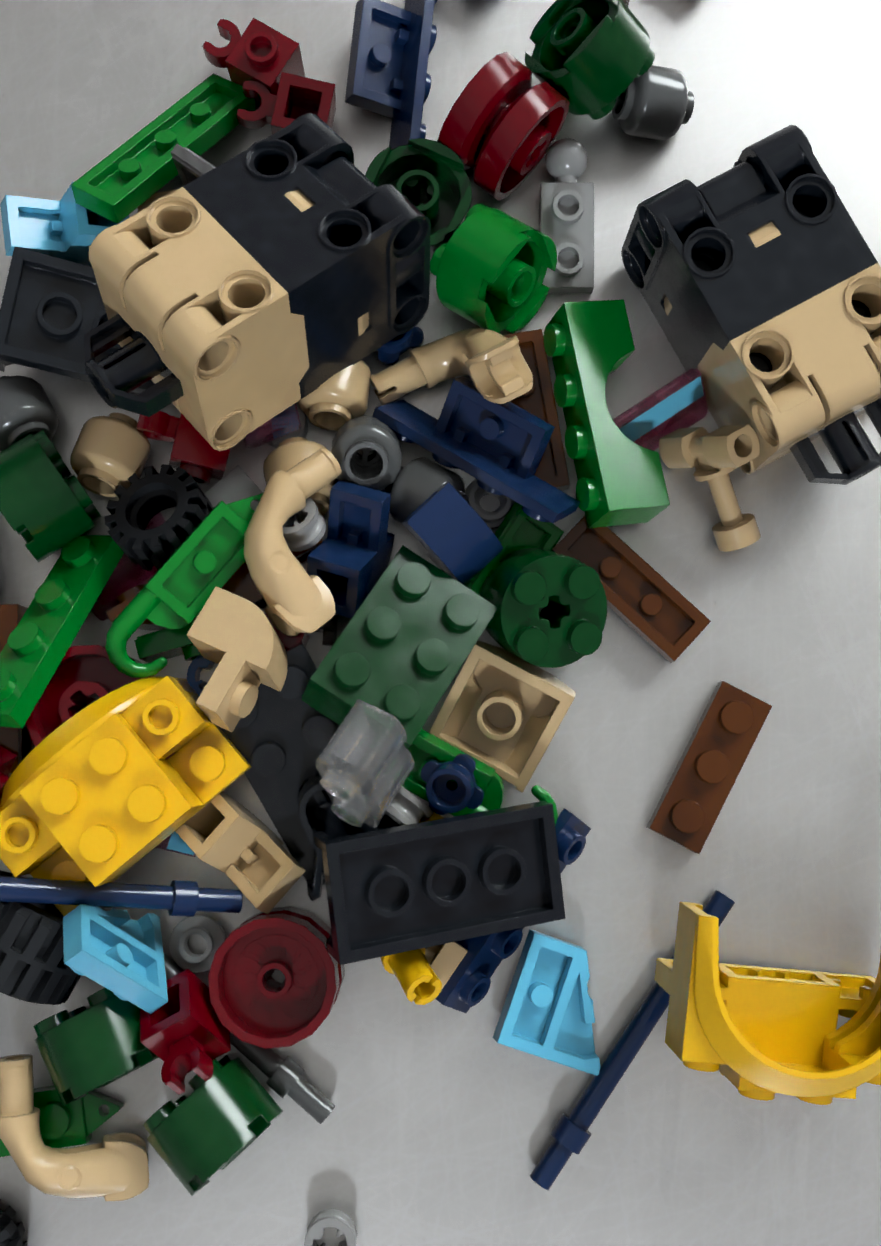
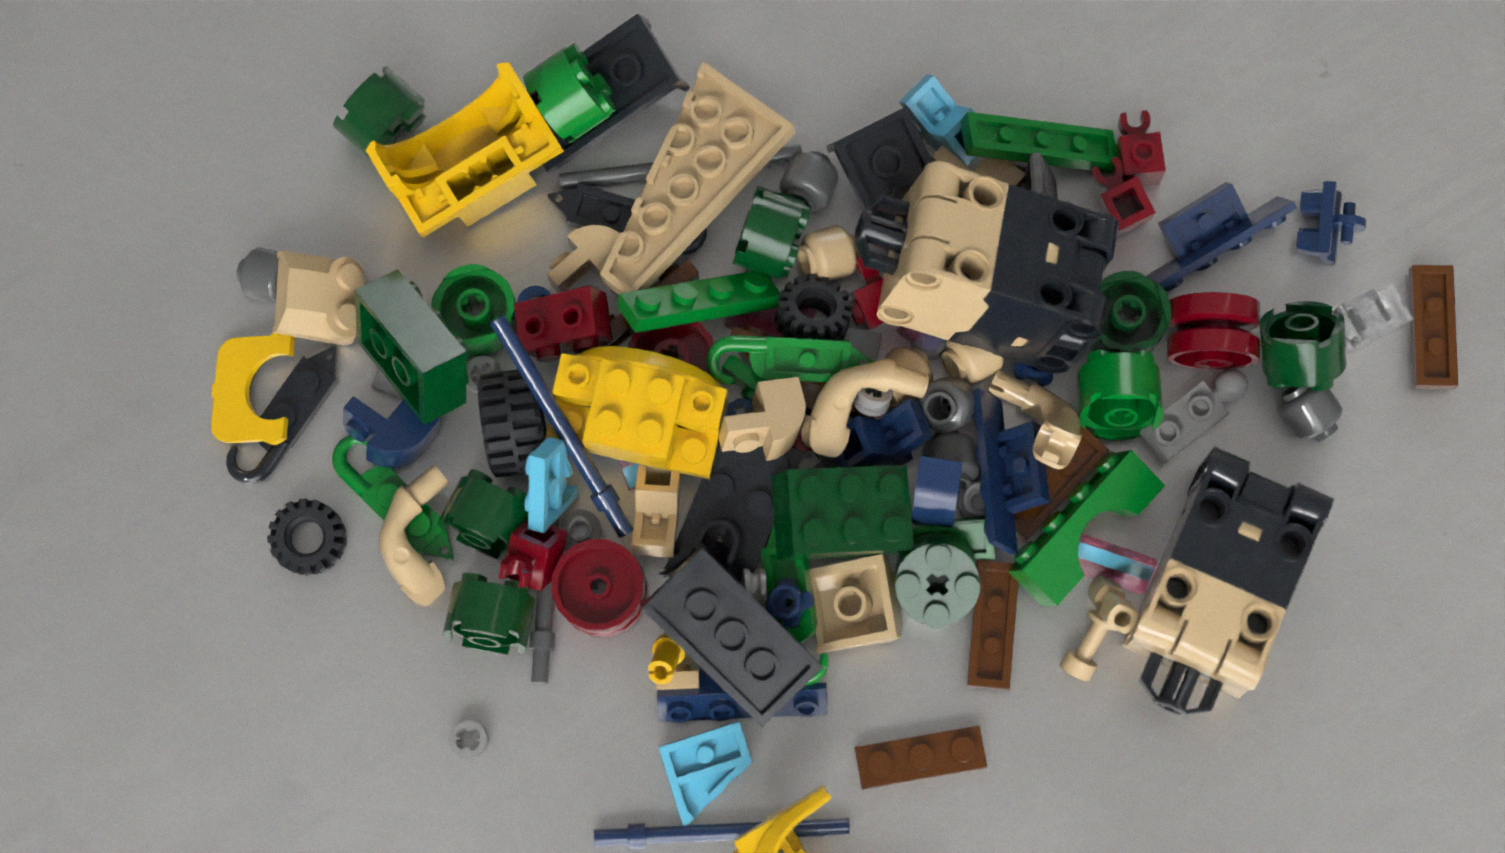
camera: 55 degrees right, 5 degrees down
(365, 764) = (762, 538): clear brick -> none

